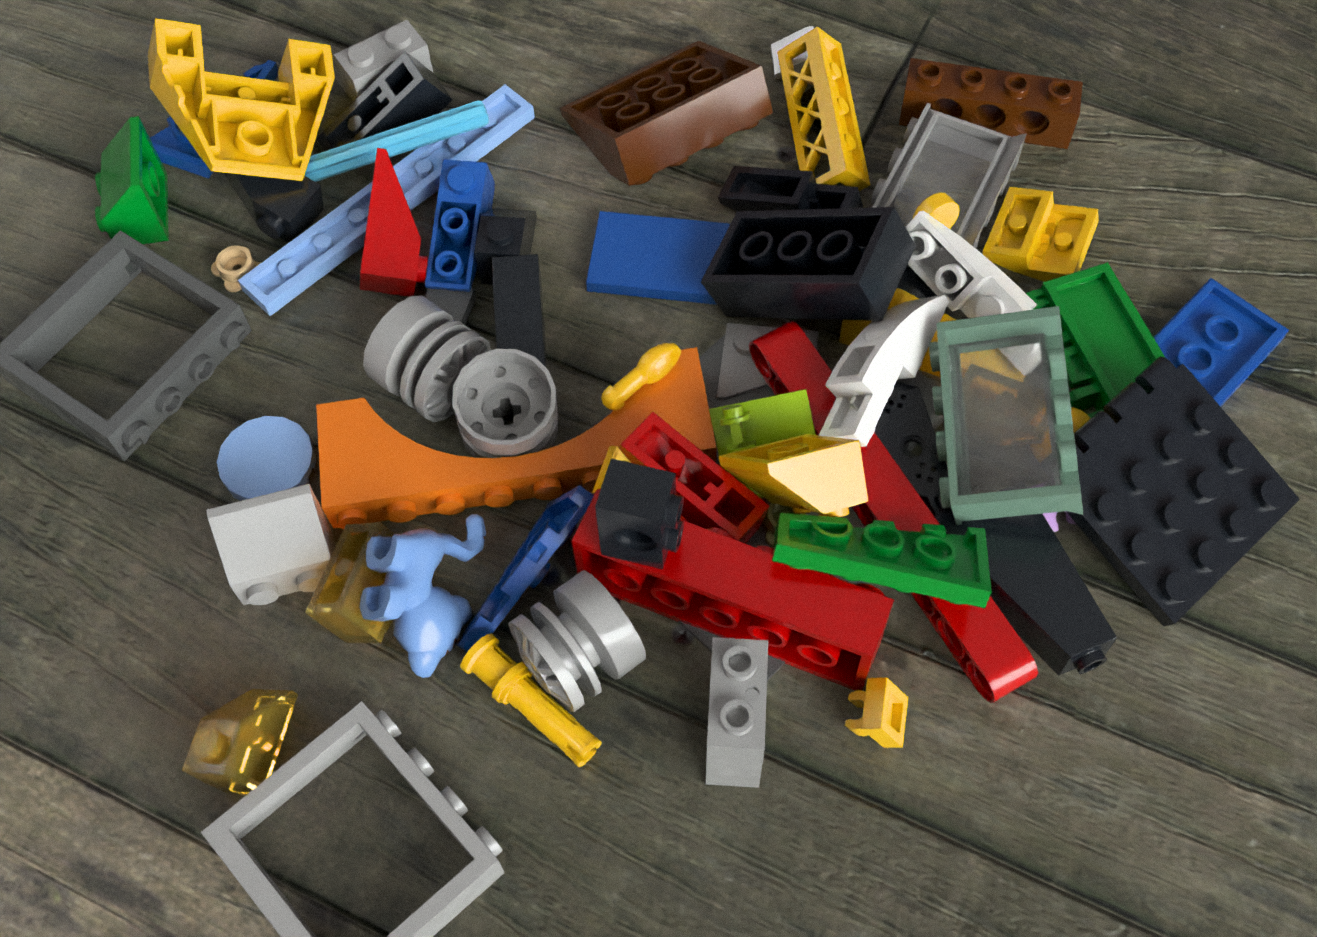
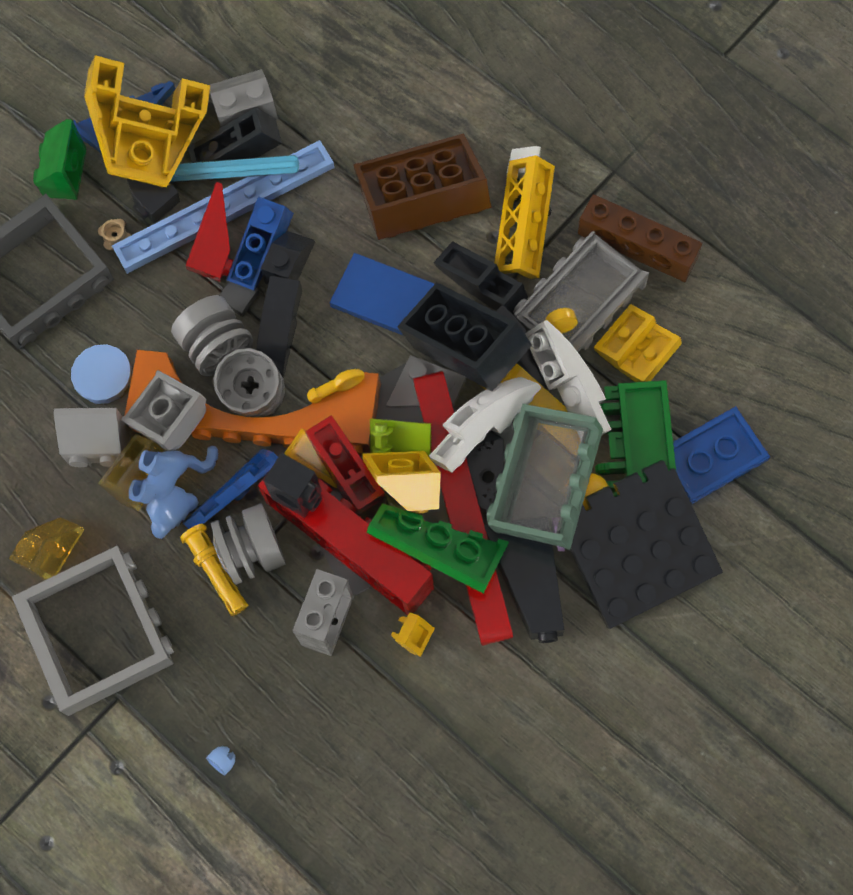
camera: 20 degrees right, 10 degrees up
(391, 473) = (166, 411): none -> light grey slope

